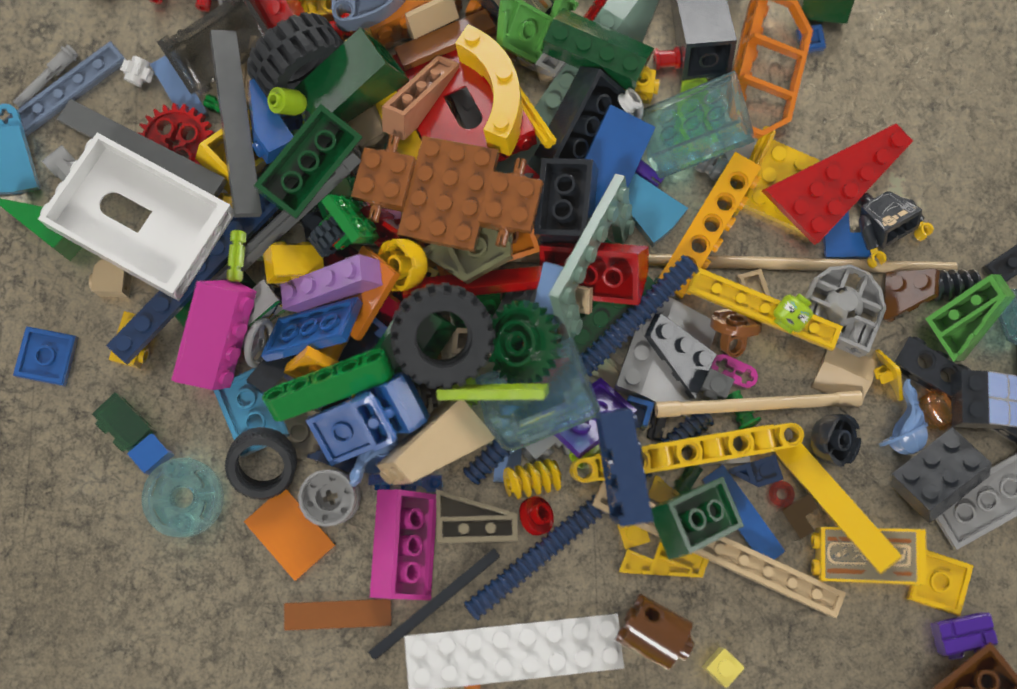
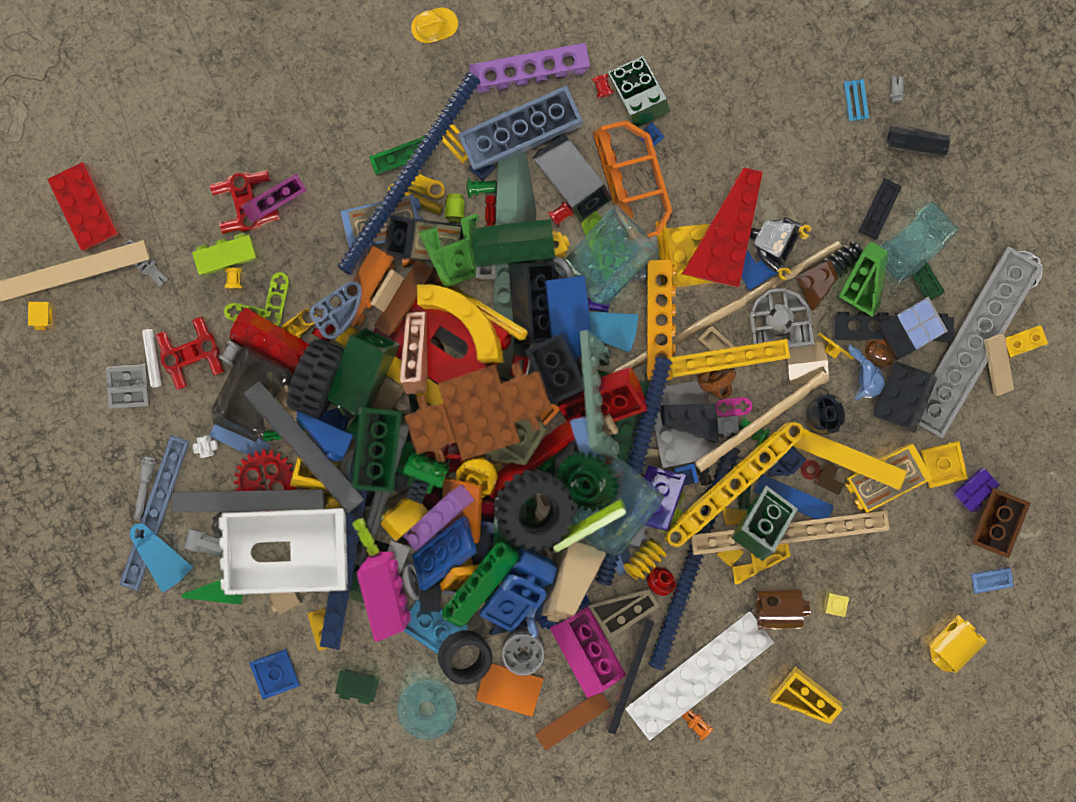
camera: 30 degrees left, 10 degrees up
(150, 454) = (388, 695): blue panel -> none
(286, 101) = (331, 413): lime brick -> none
(623, 467) = (700, 523): dark blue wedge -> none
(630, 101) = (557, 268): white bush -> none
(793, 313) = (750, 353): lime head -> none

